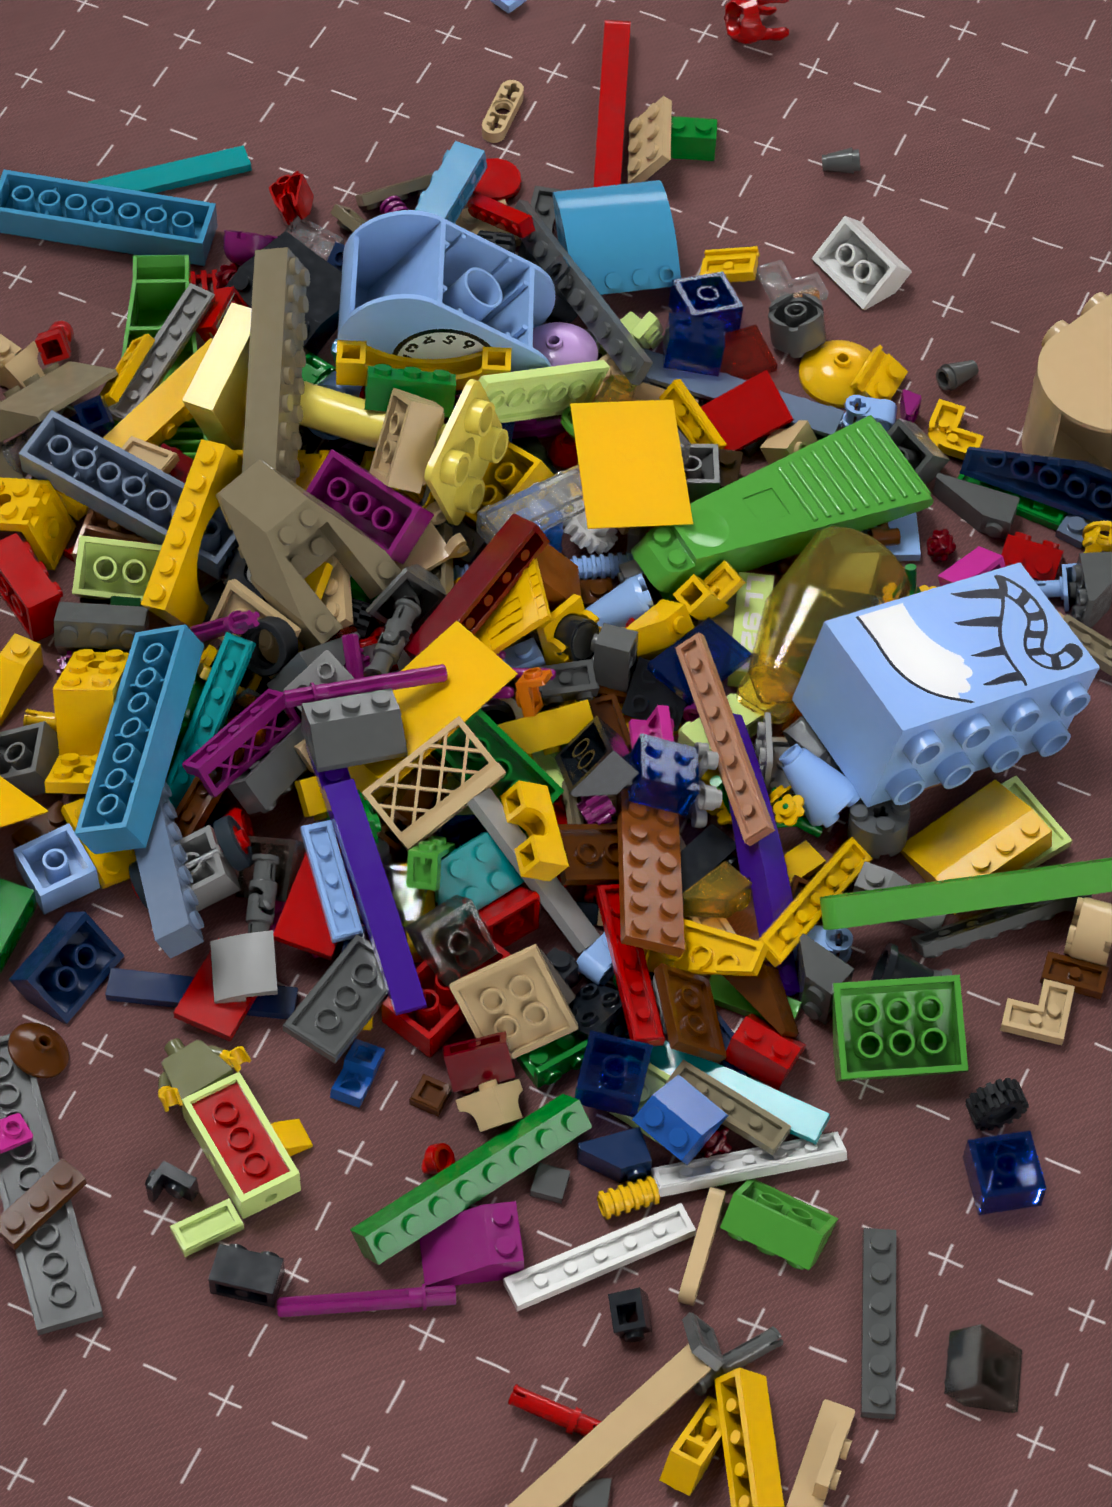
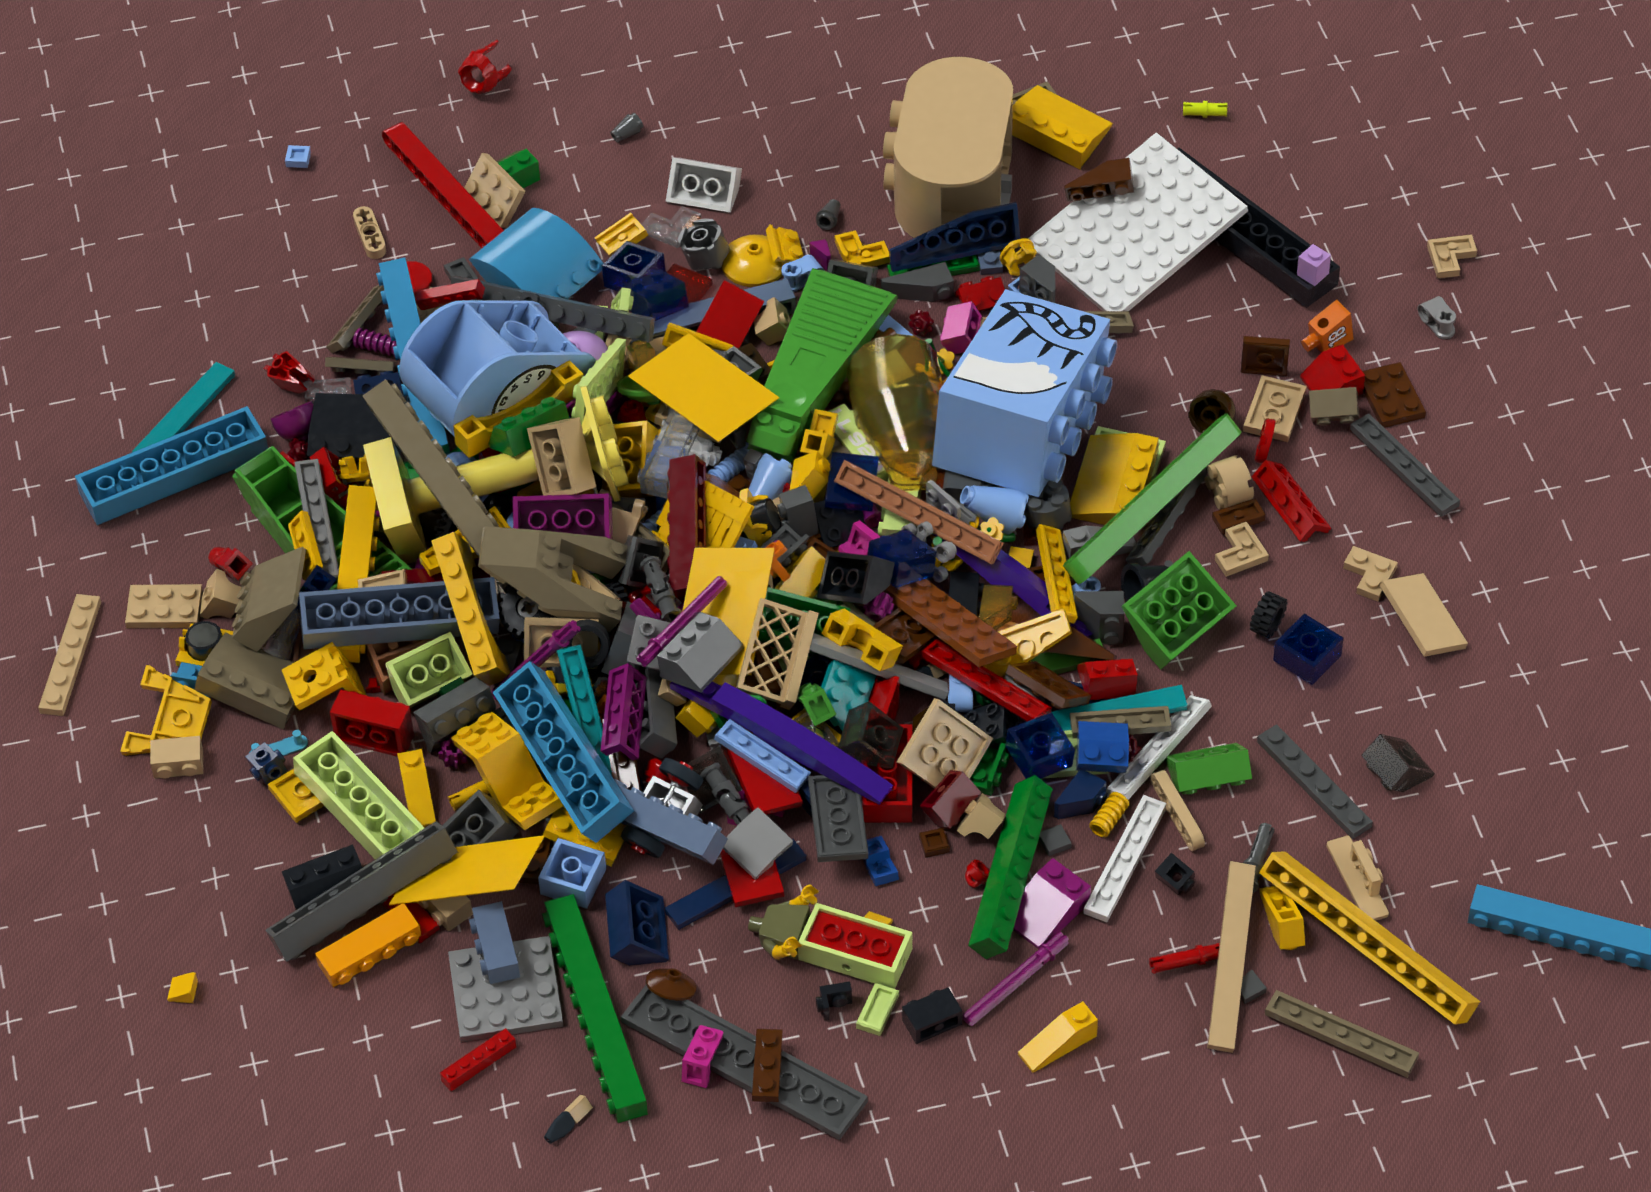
camera: 35 degrees left, 5 degrees down
(347, 1398) = (1060, 1037): none -> yellow slope
(703, 1341) = (1234, 856): dark grey tile -> none

